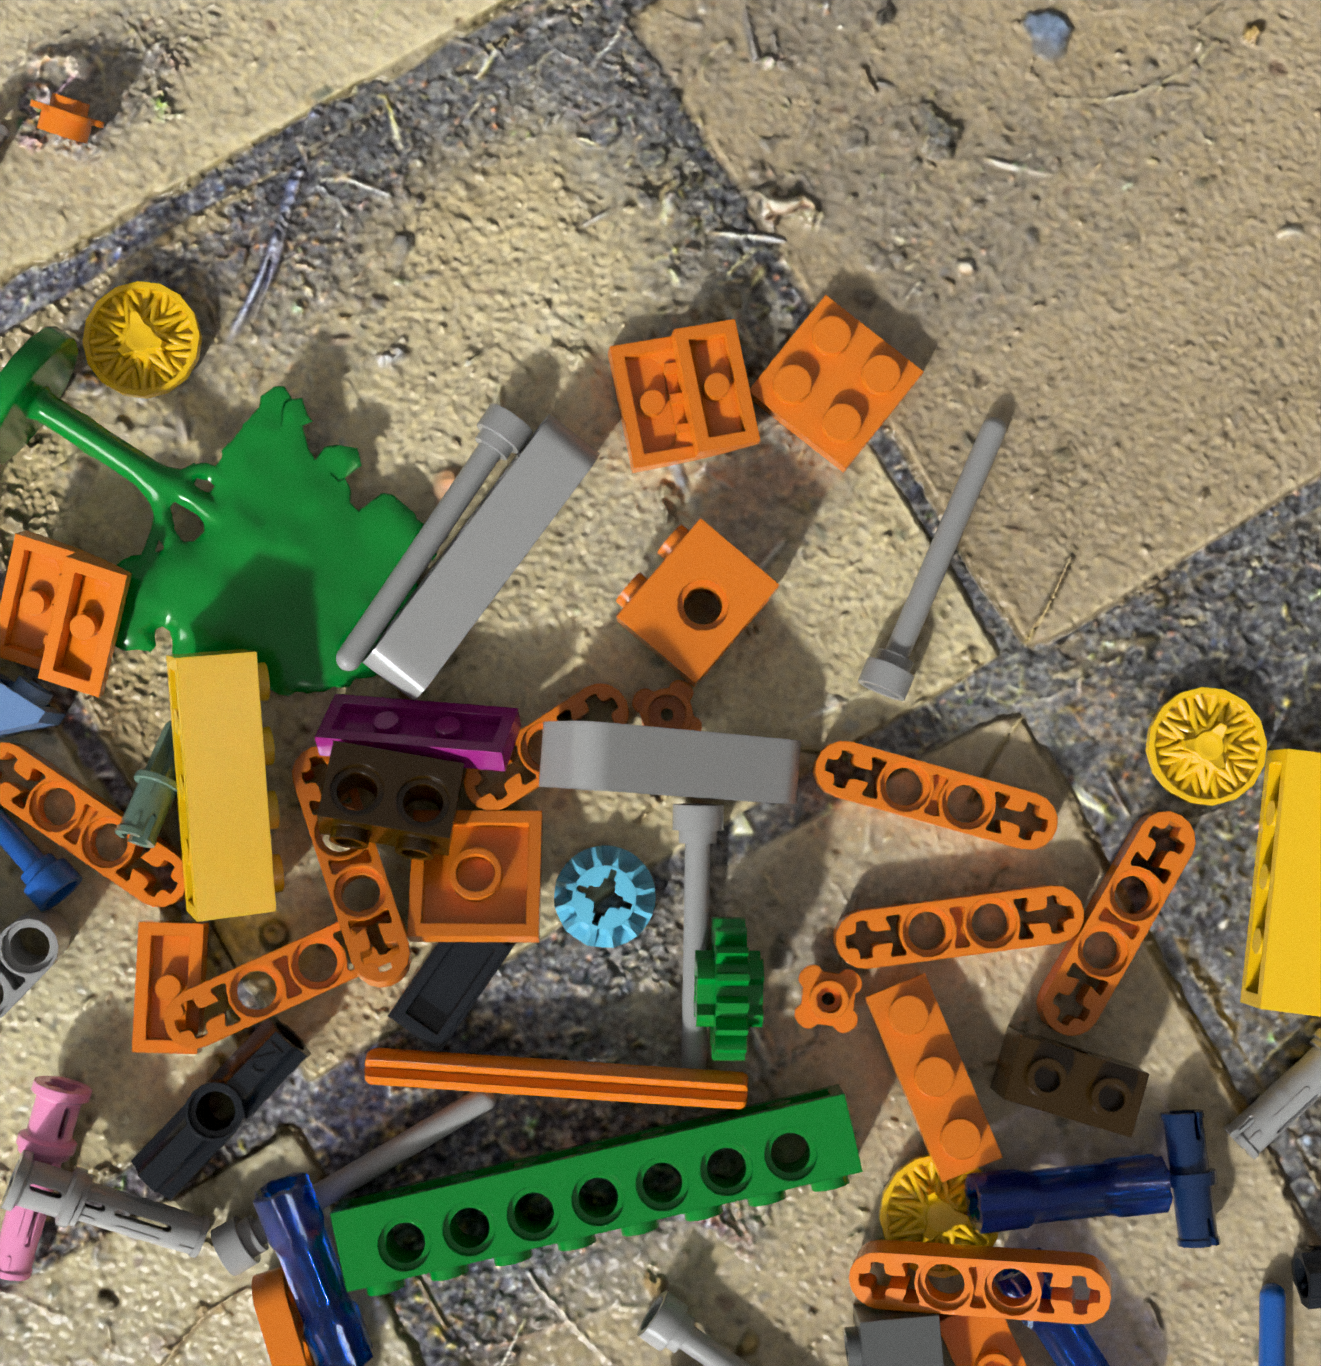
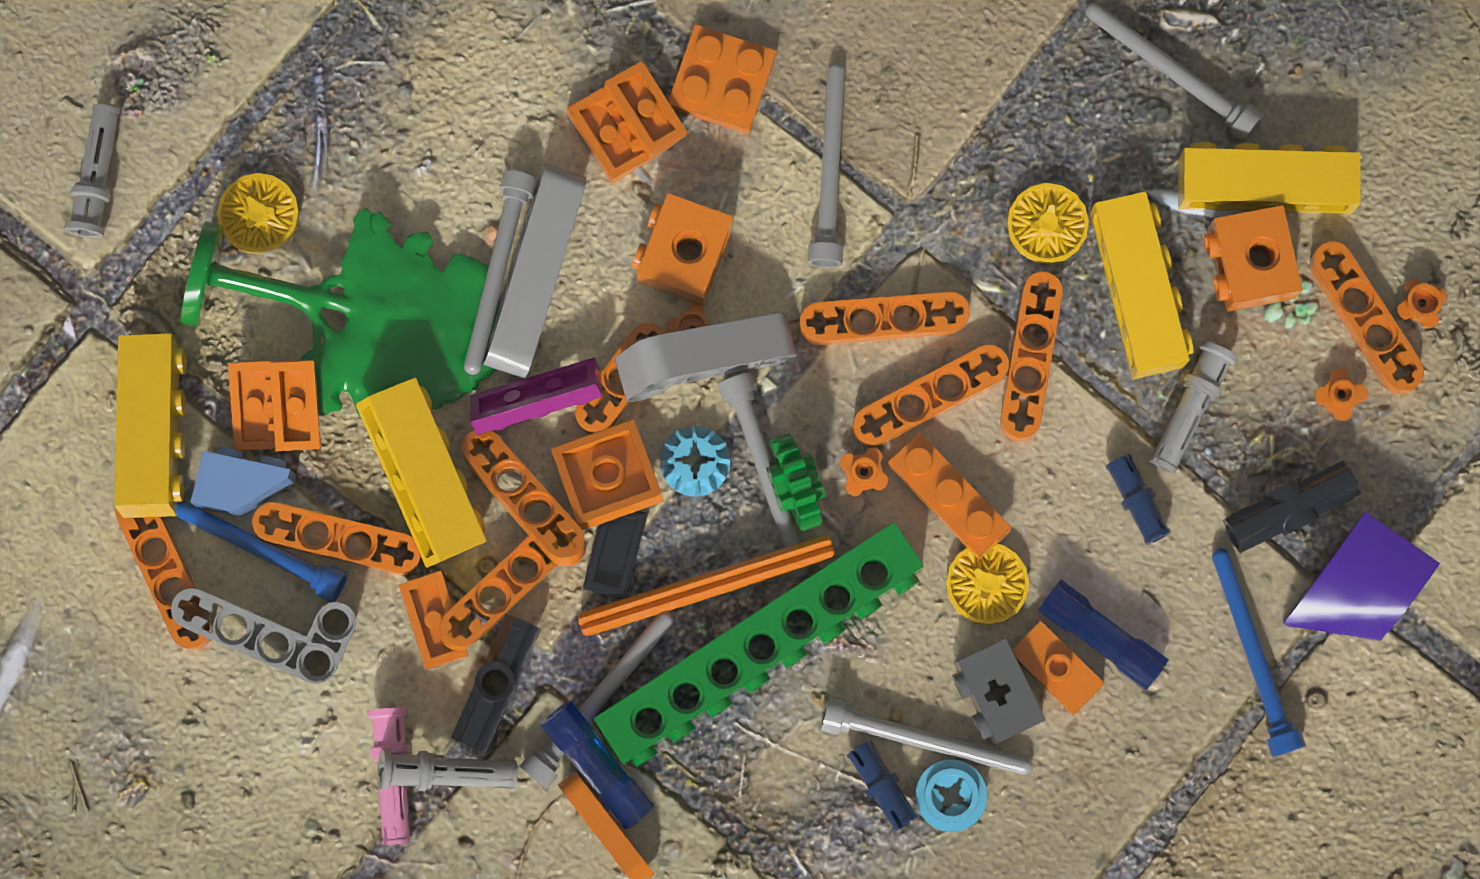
camera: 20 degrees left, 5 degrees down
(66, 117) = (156, 88): orange plate -> none
(152, 794) = (378, 498): sand green axle -> none
(395, 782) = (533, 430): dark brown brick -> none
(979, 1294) = (1021, 602): orange beam -> none
(1024, 1198) = (1036, 546): clear blue axle -> none
(1069, 1082) = (1036, 464): dark brown brick -> none

